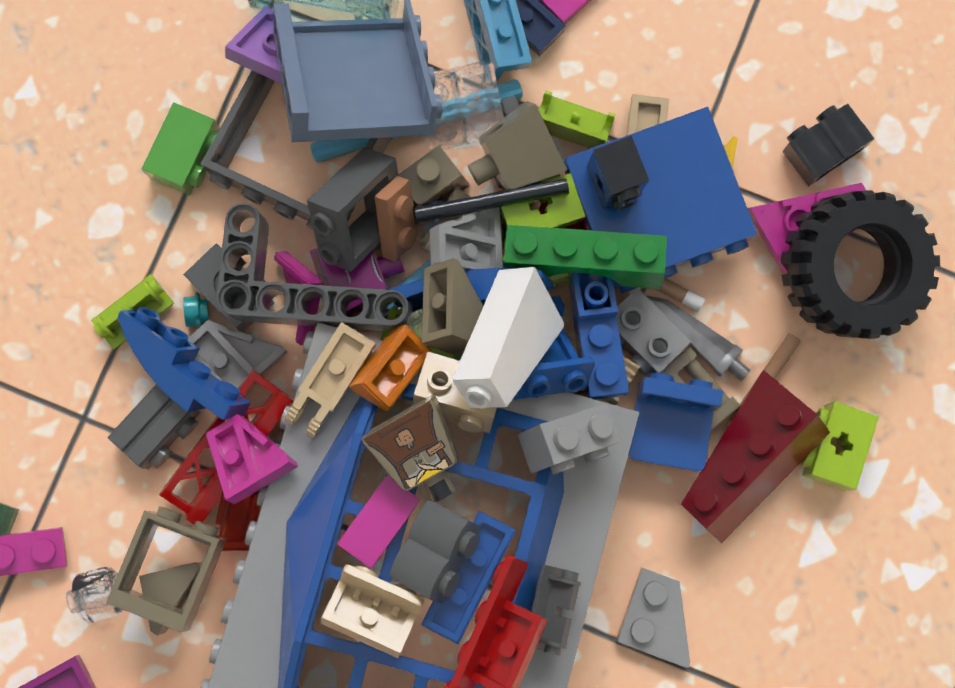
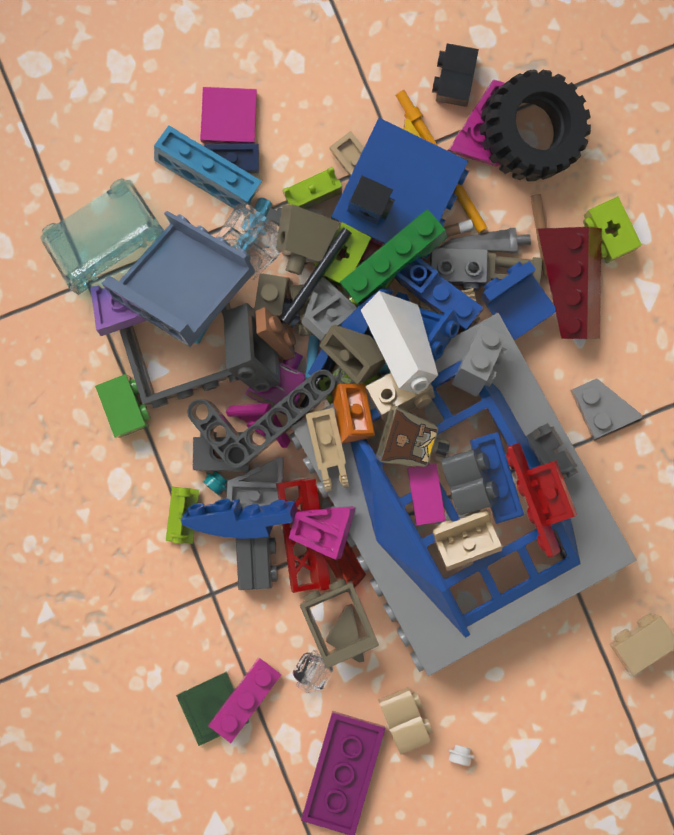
camera: 40 degrees left, 5 degrees up
(746, 147) = (415, 116): none -> light orange bar

